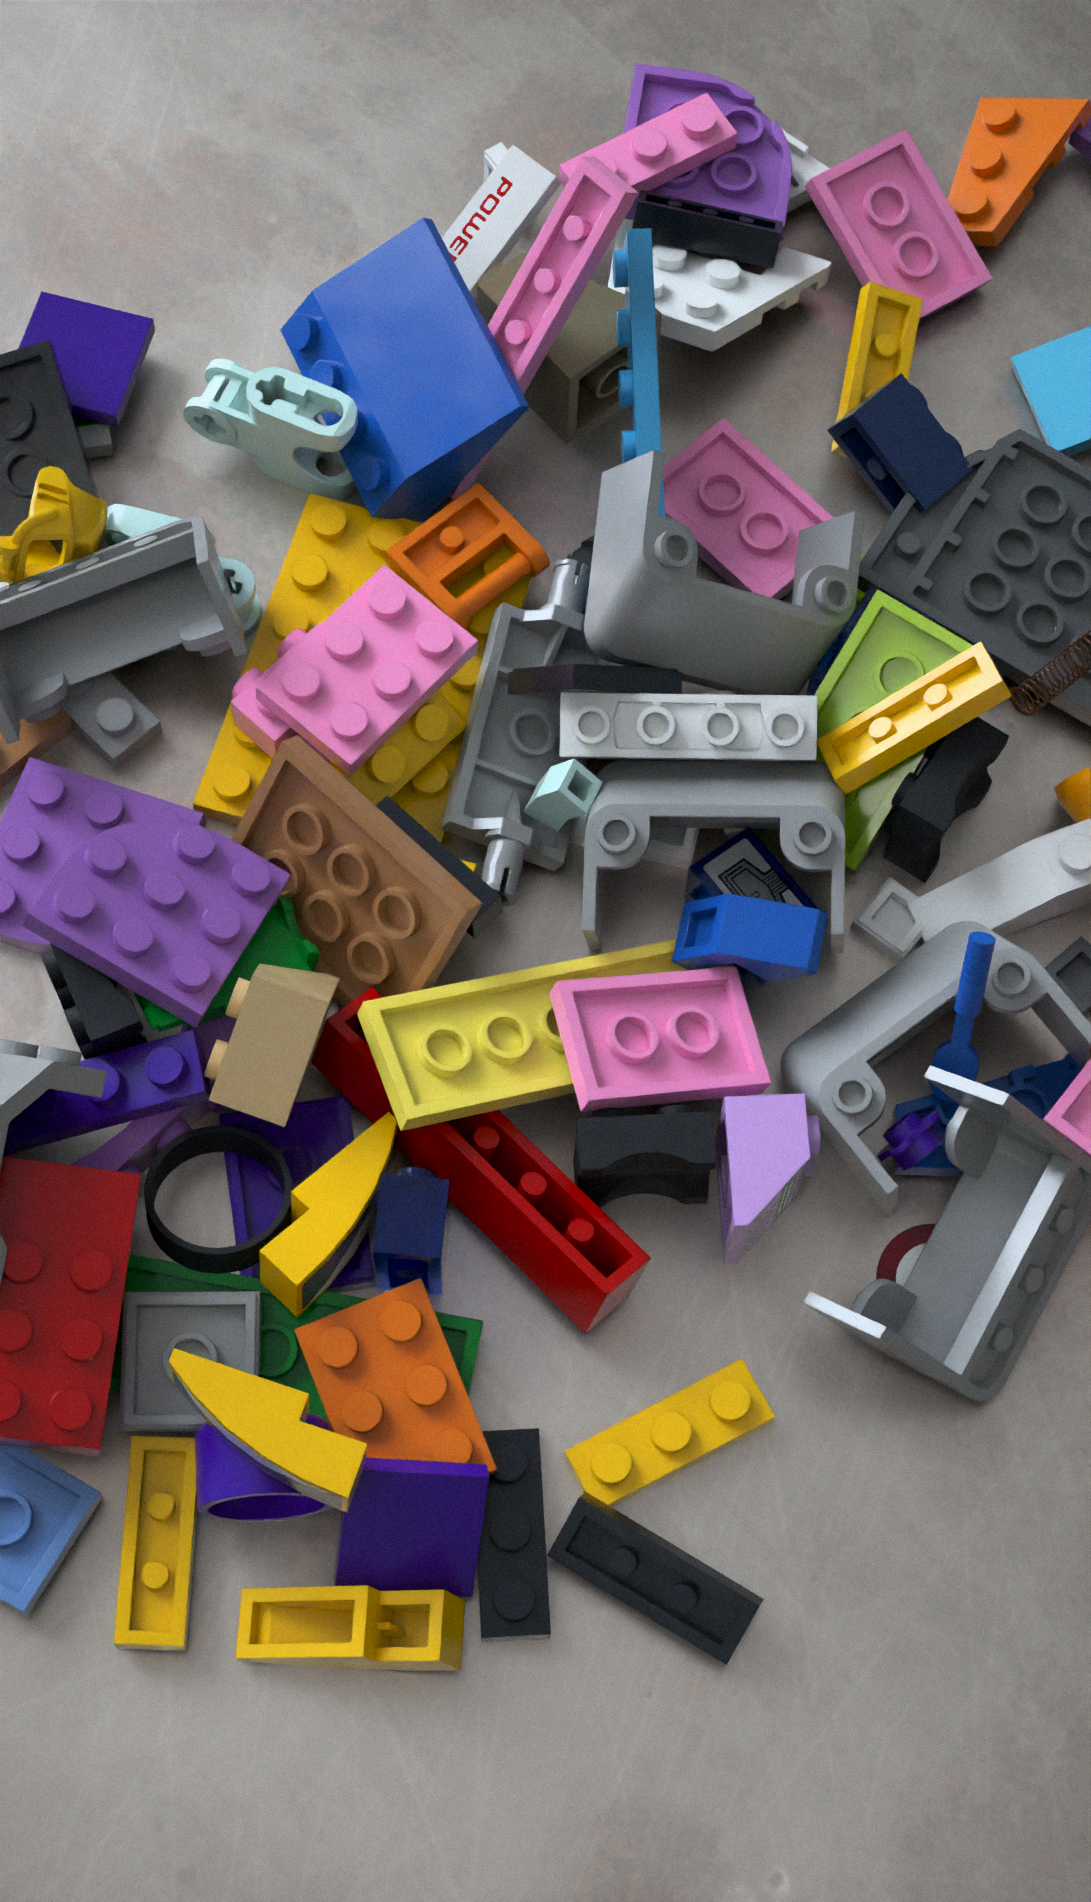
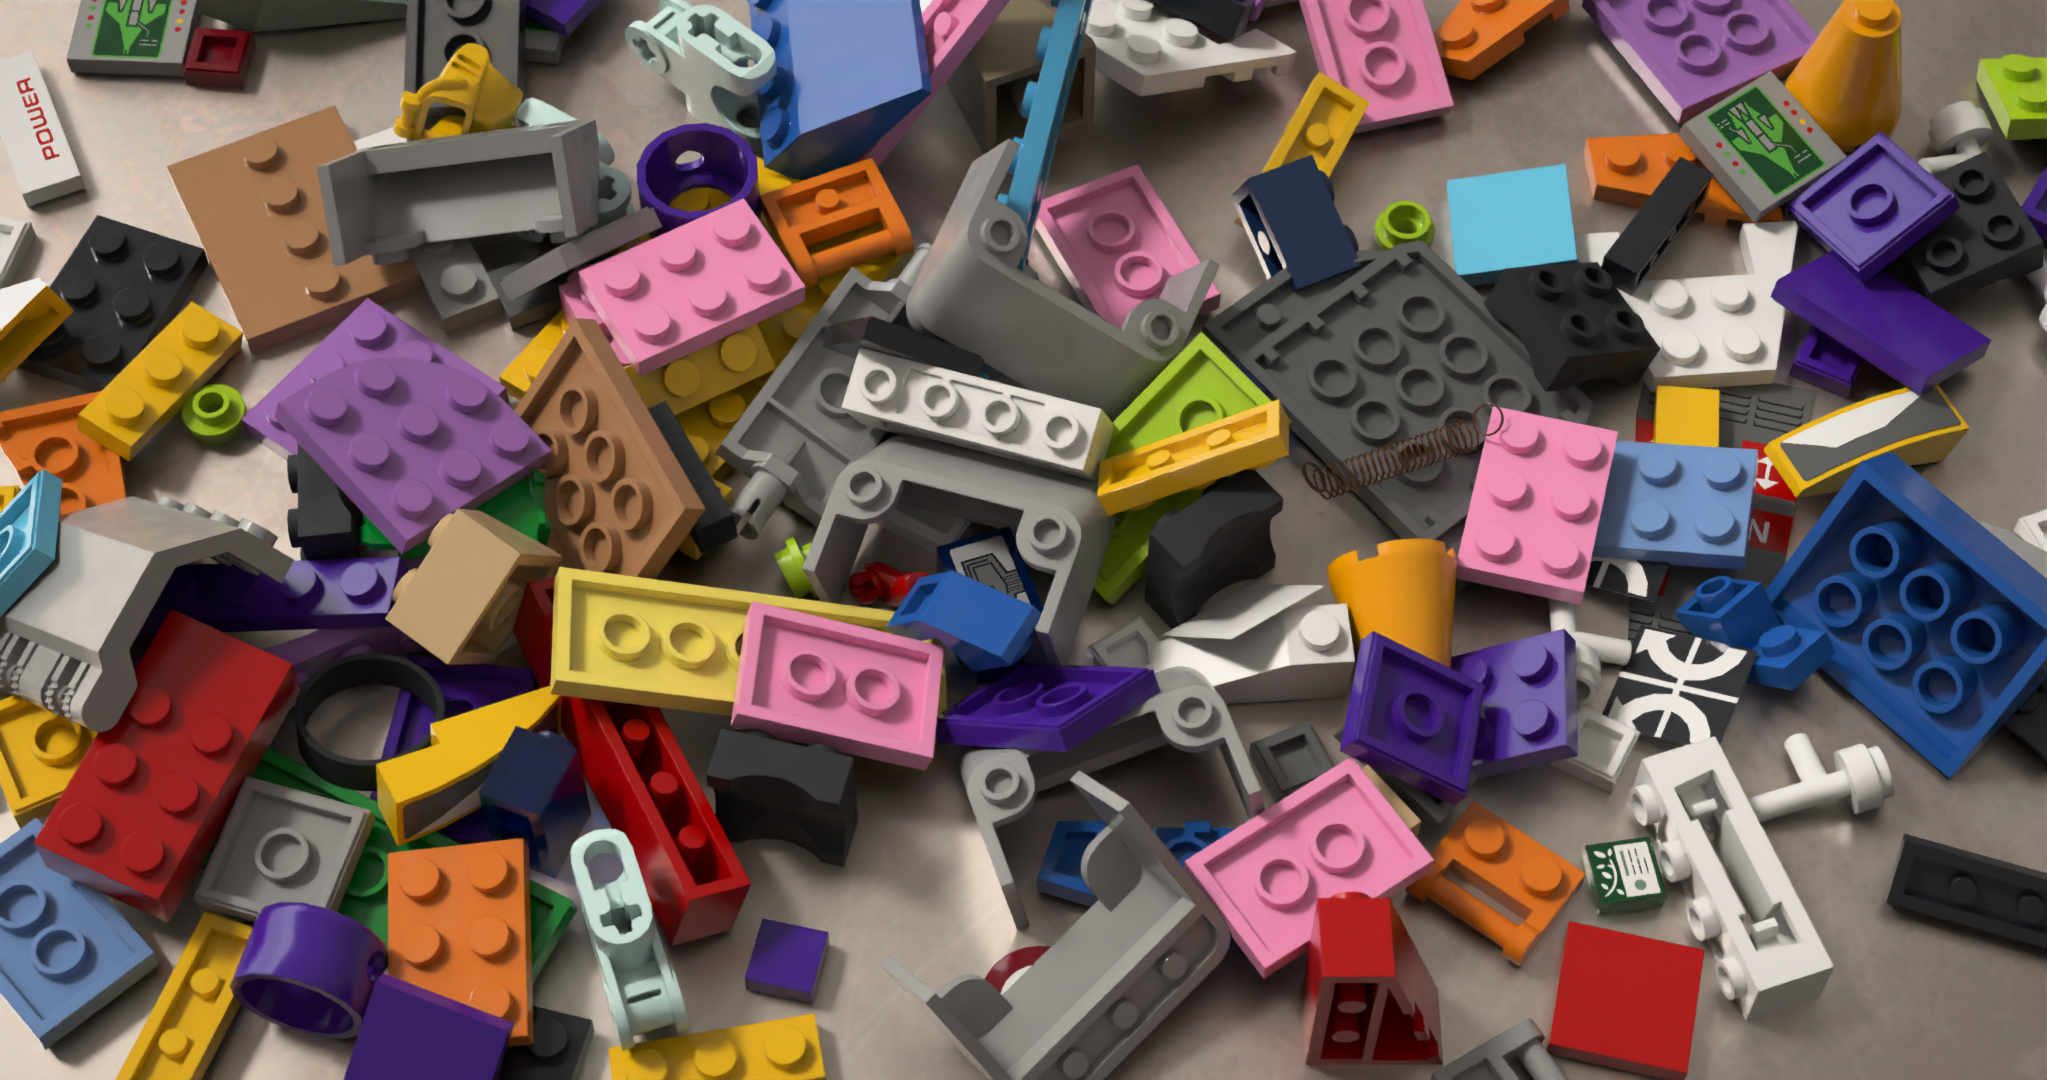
camera: 20 degrees right, 10 degrees down
(183, 704) = (531, 306): none -> dark grey tile
(223, 674) = (580, 251): none -> light grey tile
(270, 1428) = (315, 917): yellow slope -> none
(333, 525) = (724, 165): none -> dark purple piece
(560, 919) = (791, 563): none -> lime plate
(563, 794) = (836, 447): light aqua piece -> none
(572, 1372) = (625, 941): none -> light aqua piece
(646, 911) = (882, 582): none -> red arm
(693, 1312) = (787, 960): none -> dark purple tile
(761, 1160) = (894, 836): lavender slope -> none
(861, 1003) = (1045, 706): none -> dark purple tile
(911, 1139) = (1052, 850): dark purple plate -> none
(957, 1053) = (1126, 778): blue piece -> none
(989, 404) = (1403, 217): none -> lime plate
(992, 849) = (1243, 611): none -> white sticker

